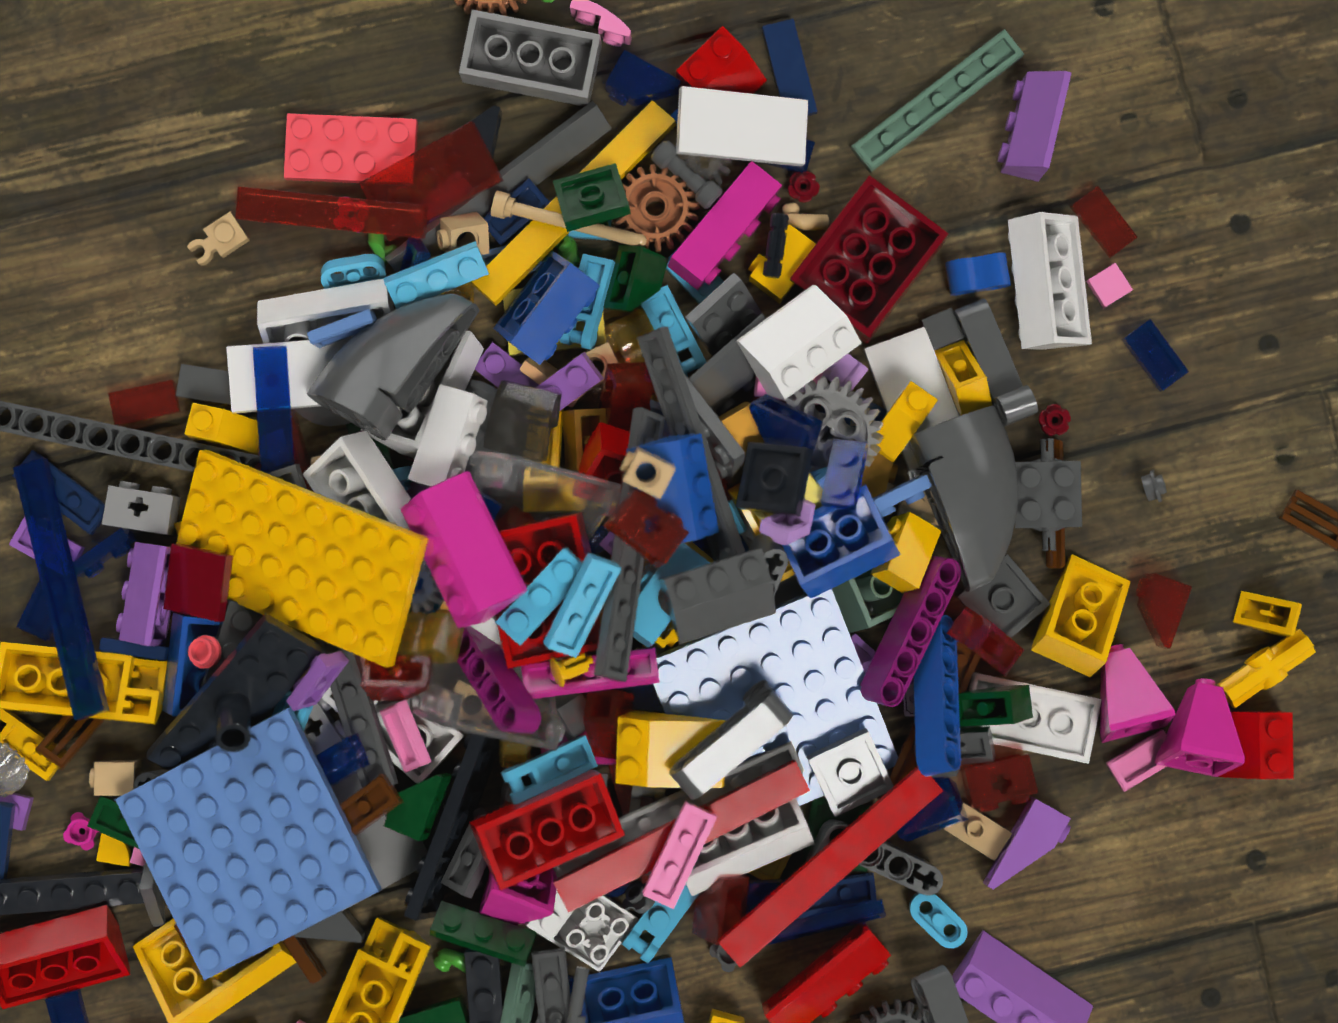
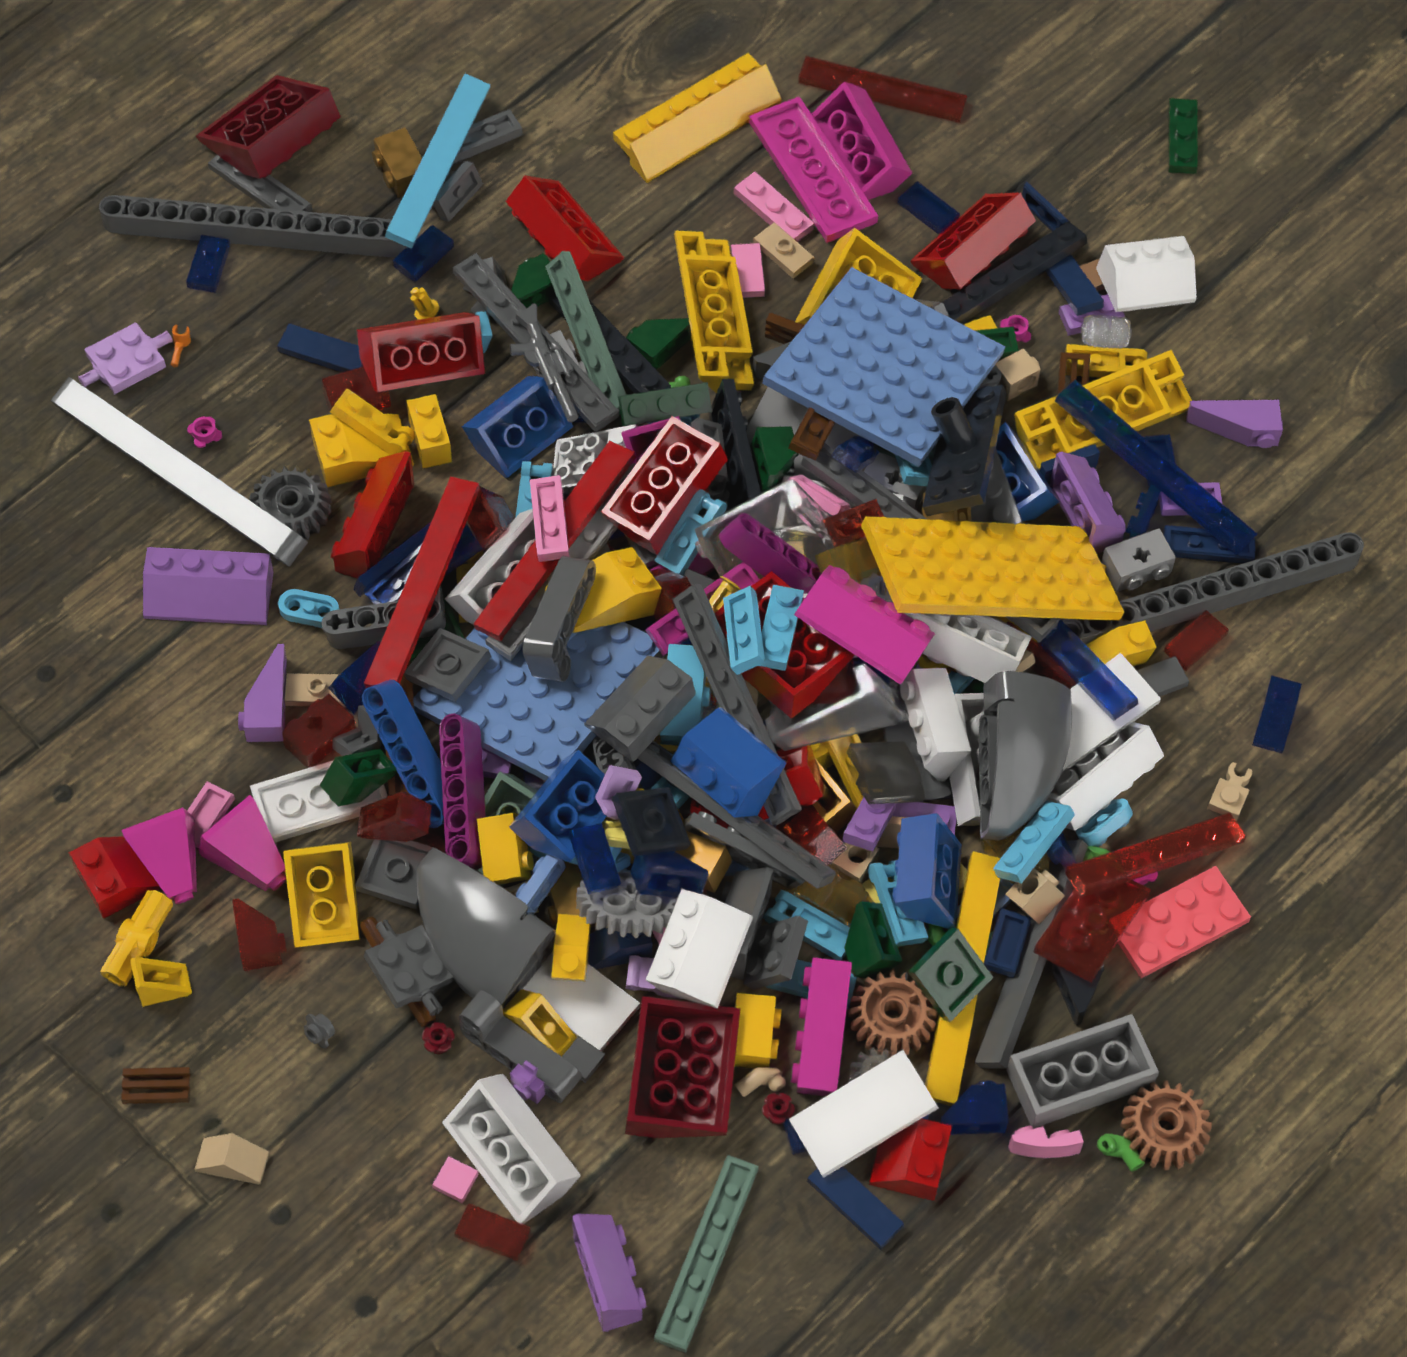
camera: 145 degrees right, 25 degrees down
(126, 283) = (1276, 714): none -> clear blue slope
(198, 582) = (1054, 520): dark red tile -> none
(204, 652) = (1013, 473): coral plate -> none
(317, 680) = (913, 492): medium lavender plate -> none
(341, 329) = (1079, 756): medium blue tile -> none
(506, 206) = (1017, 933): tan piece -> none
(629, 525) = (716, 699): clear red brick -> none
(657, 484) = (753, 736): tan brick -> none
(706, 192) = (857, 1039): dark grey piece -> none
(775, 245) = (769, 1028): black axle -> none
(977, 274) = (579, 1119): blue axle -> none
(1009, 327) = (526, 1082): none -> medium lavender plate
(1155, 355) = (379, 1140): clear blue plate -> none
(1287, 413) = (232, 1158): none -> tan slope

